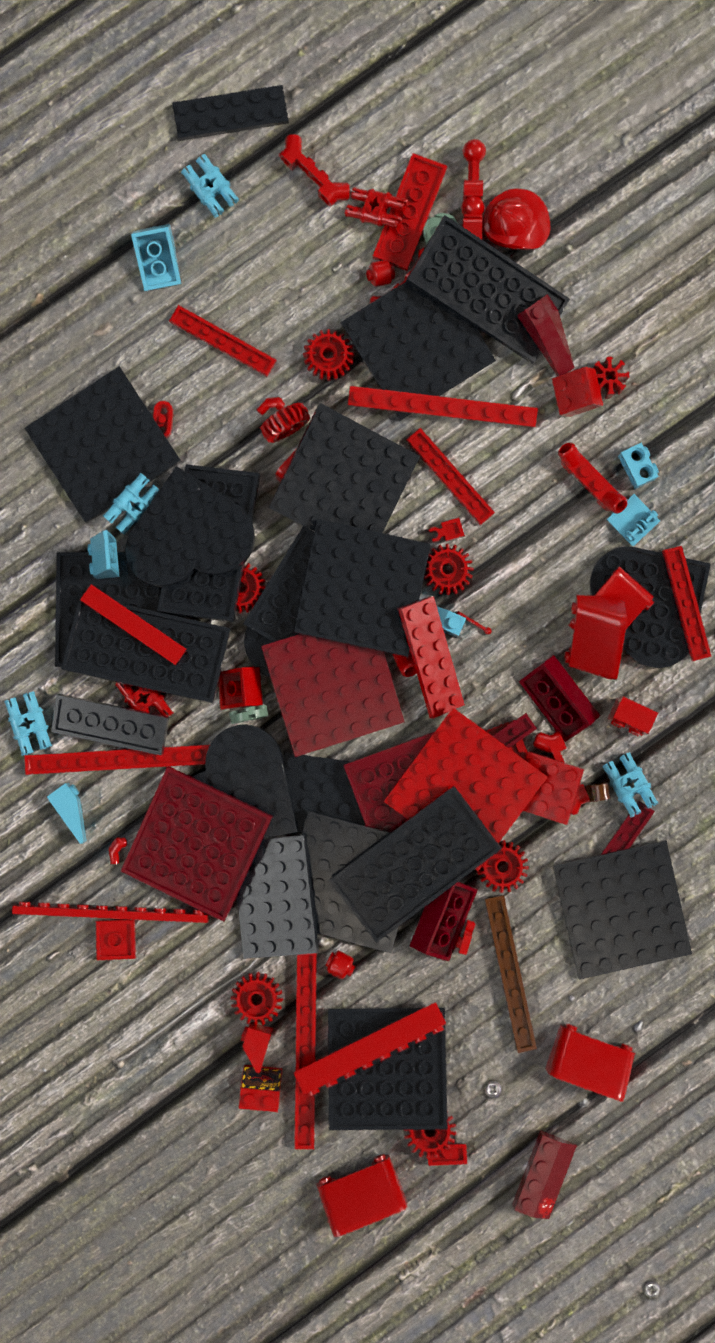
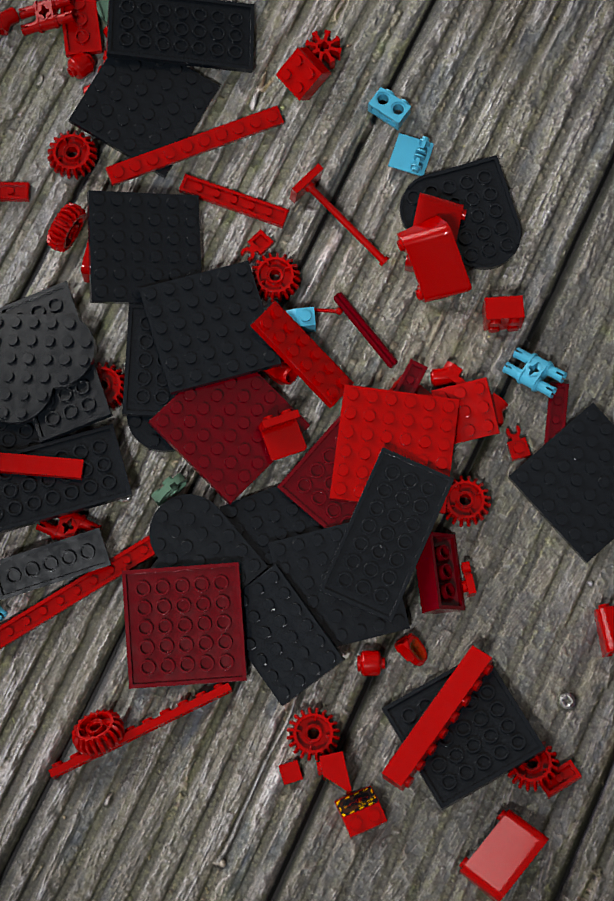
camera: 25 degrees left, 10 degrees down
(69, 807) = (50, 656): medium azure slope -> none
(72, 897) = (98, 732): none -> red gear
(114, 849) = (113, 670): red arm -> none
(115, 939) = (157, 752): red plate -> none
(220, 1020) = (290, 772): none -> red tile
(240, 688) = (148, 472): red slope -> none
(272, 402) = (42, 221): red arm -> none
(305, 1047) = (380, 754): red plate -> none
(373, 722) = (282, 434): none -> red bracket
(382, 971) = (411, 649): none -> red rock
(501, 661) = (365, 330): none -> dark red axle
(510, 974) = (524, 590): reddish brown plate -> none
(524, 501) = (307, 184): none -> red tile
(547, 331) = (248, 38): dark red wedge -> none
(559, 698) = (432, 333): dark red slope -> none
(577, 842) = (517, 446): none -> red plate
(591, 479) = (335, 133): red plate -> none
(598, 791) = (511, 392): reddish brown leg -> none
(686, 603) = (495, 197): red tile -> none

